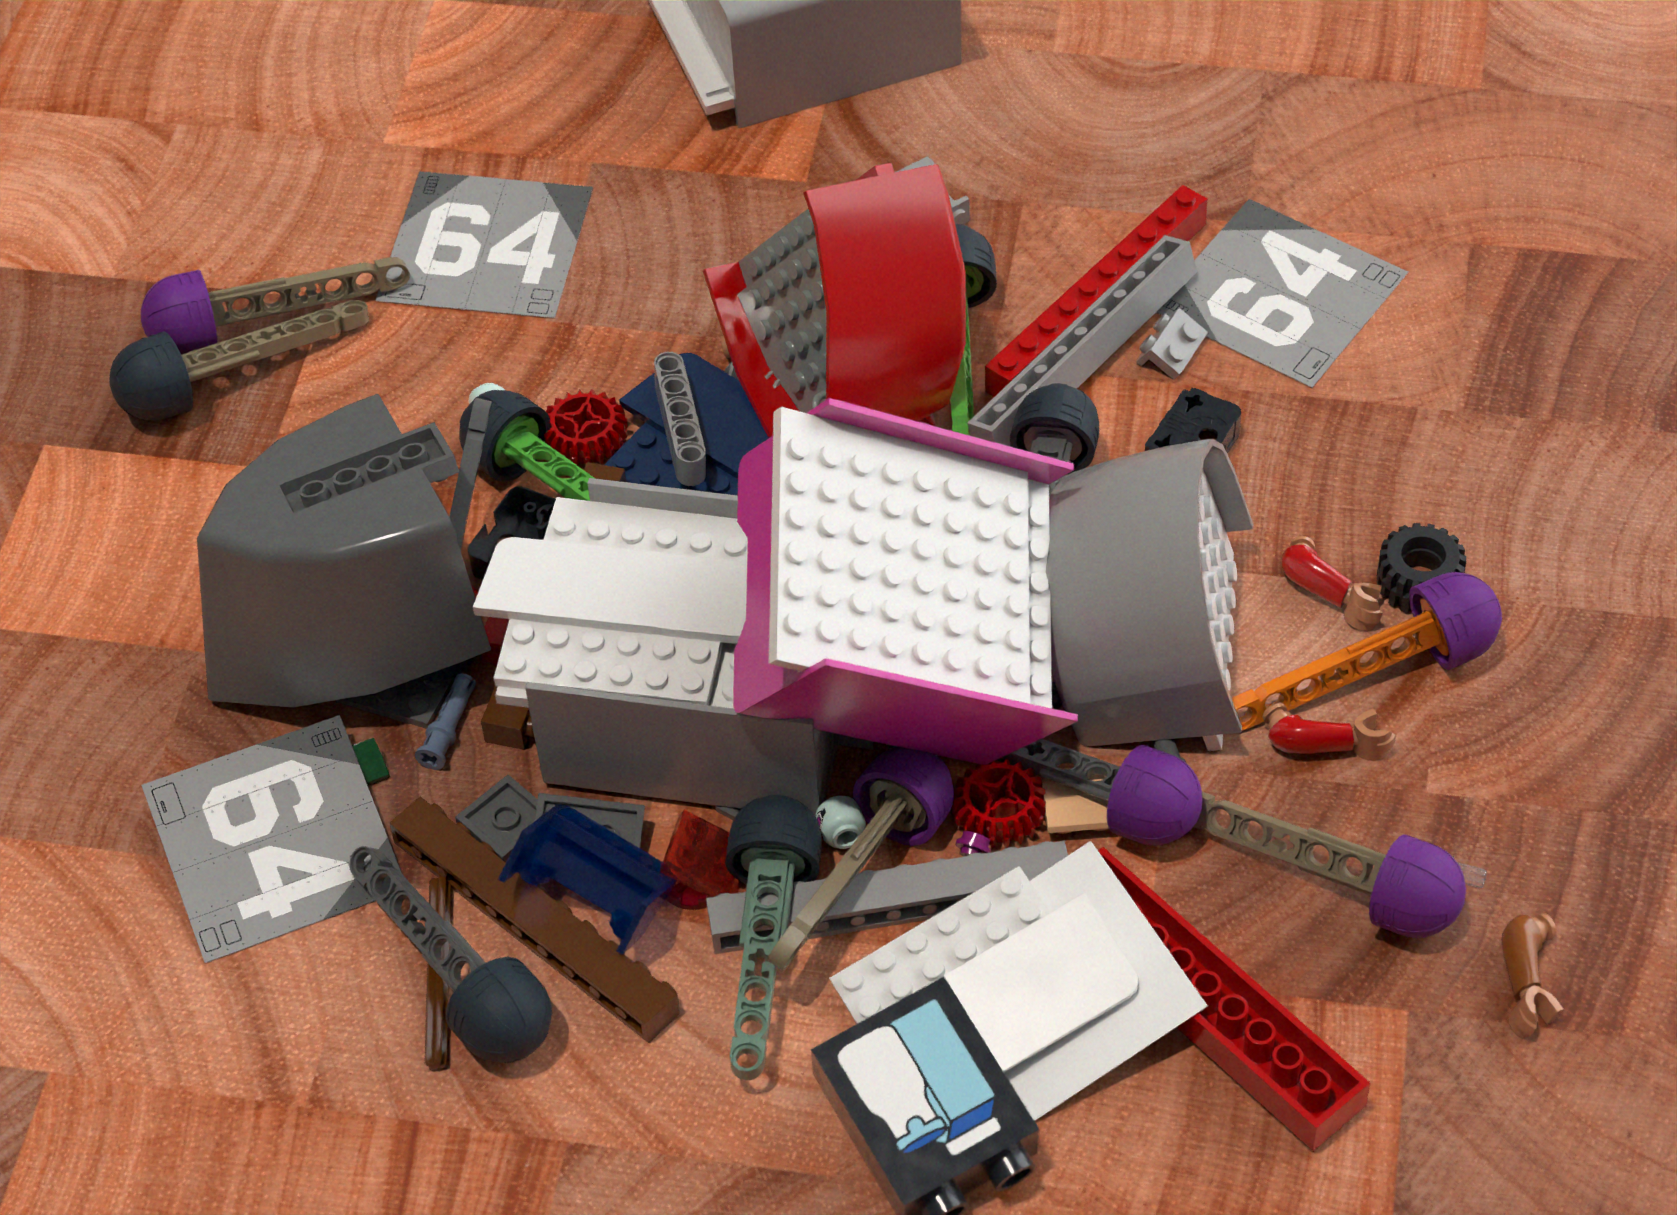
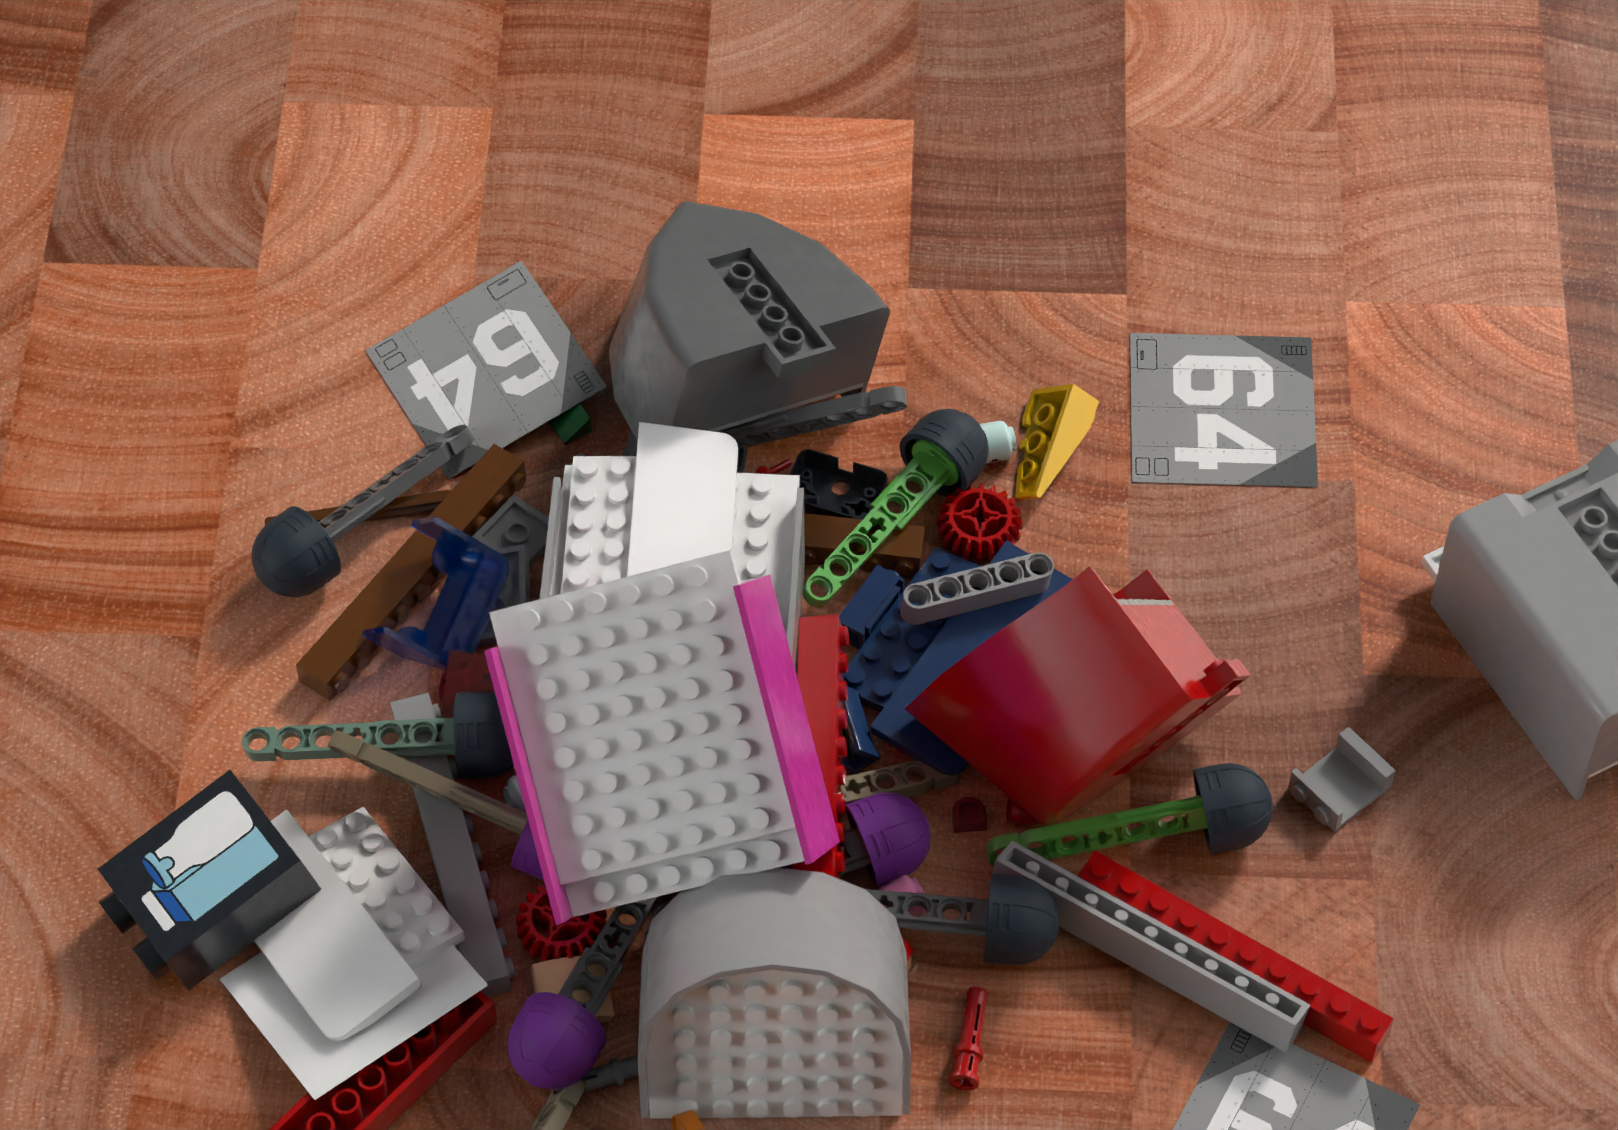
camera: 80 degrees right, 5 degrees up
(154, 378) = (974, 173): piece -> none
(191, 313) = (1056, 181): piece -> none
(482, 356) = (1054, 426): none -> yellow wedge
(973, 843) = (509, 904): magenta plate -> none
(1172, 343) = (1175, 1035): light grey bracket -> none
(1193, 414) = (1064, 1078): black axle -> none

